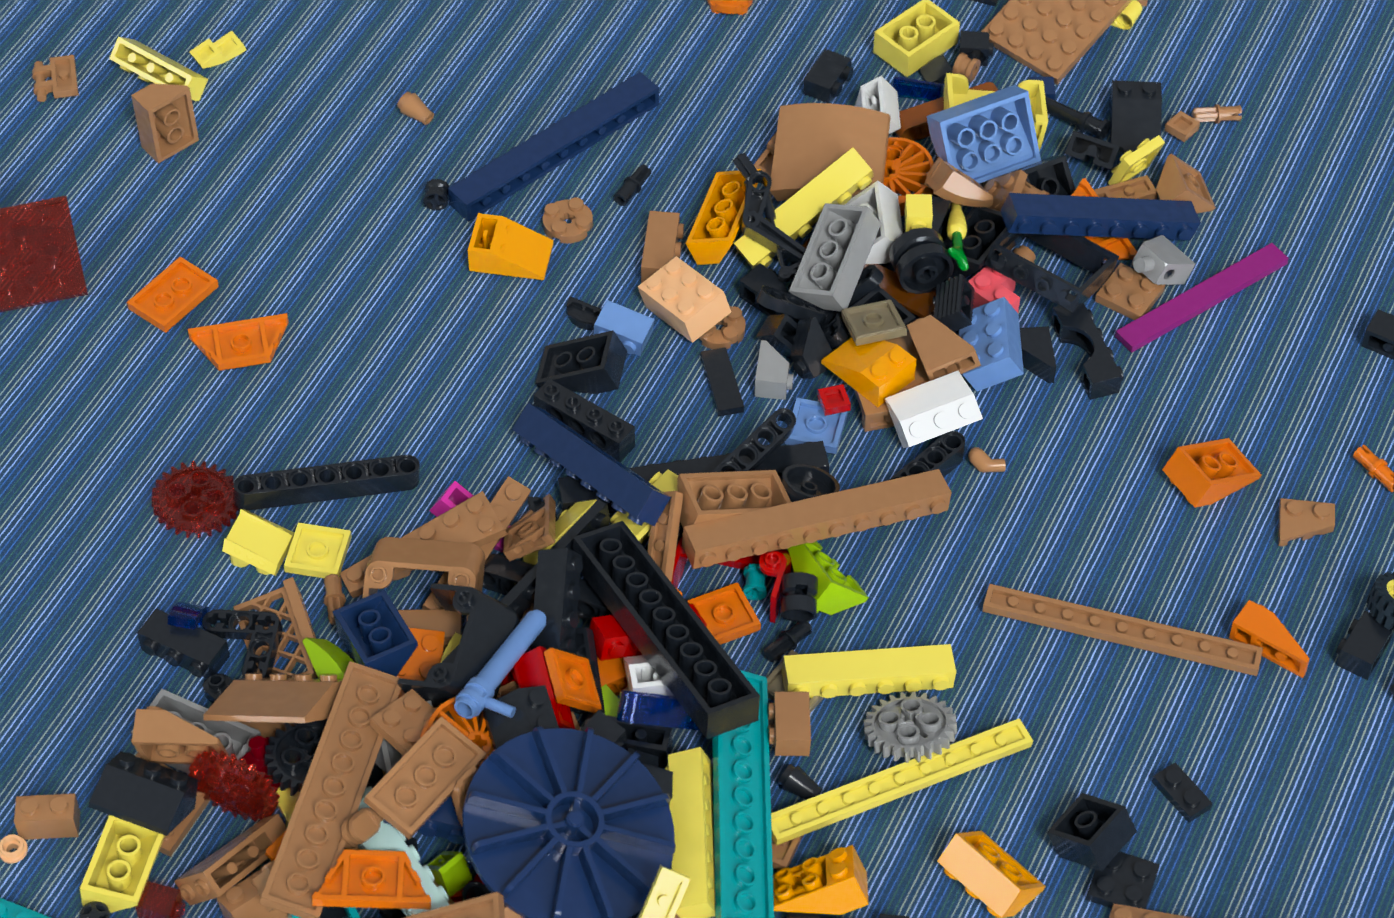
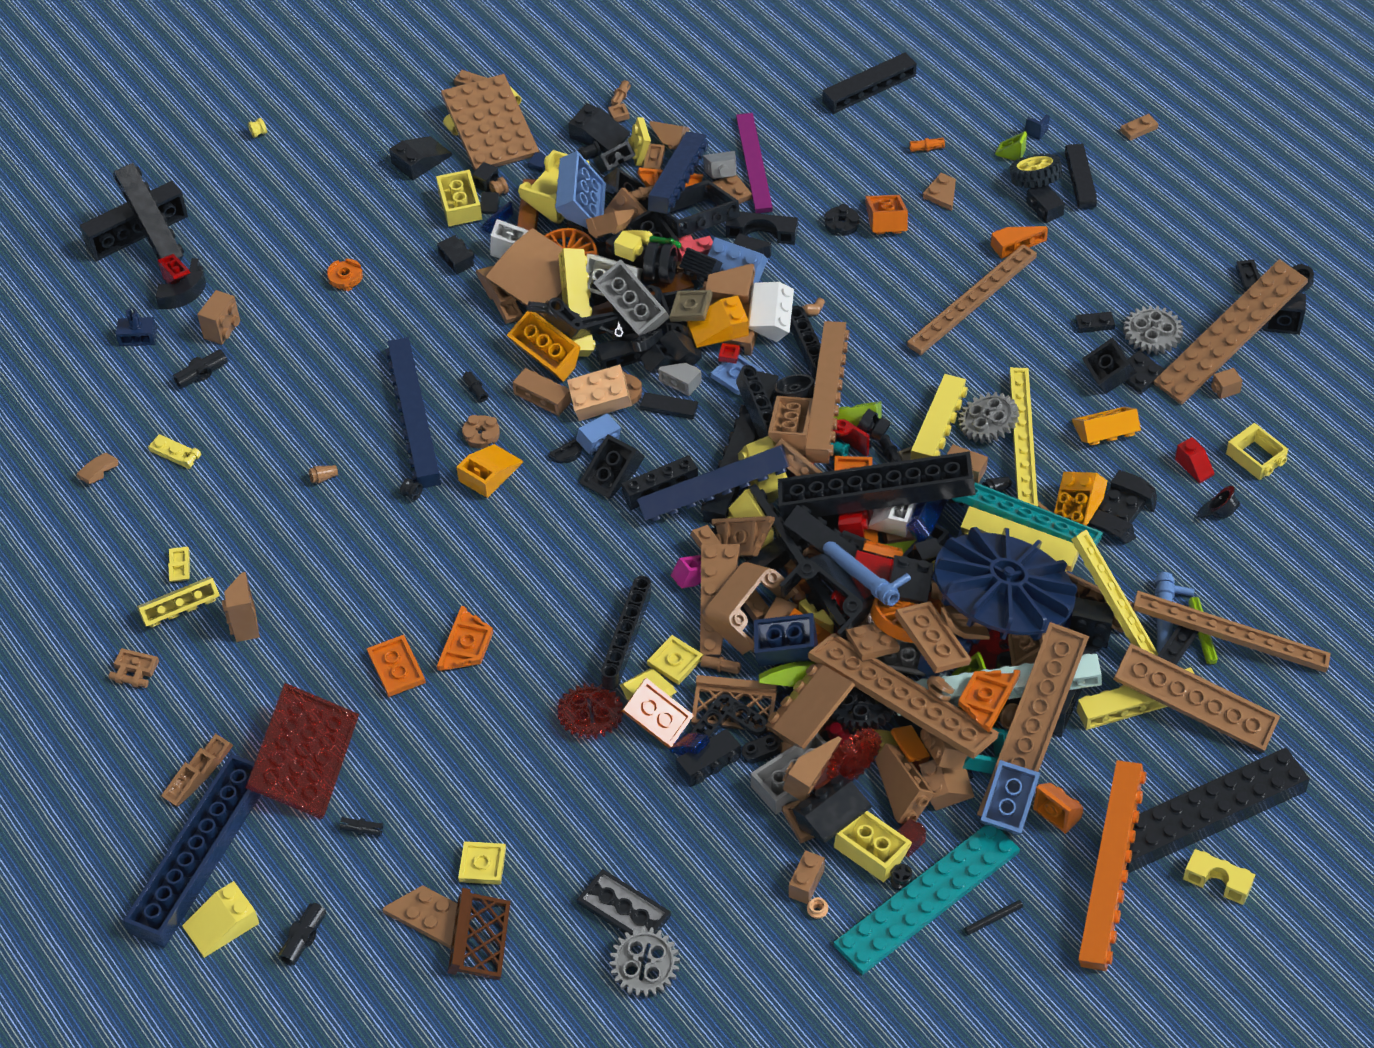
camera: 60 degrees left, 0 degrees up
(215, 561) = (657, 713): none -> plate
(1165, 418) = (845, 213): none -> black plate
(1210, 867) = (1153, 330): none -> light grey gear

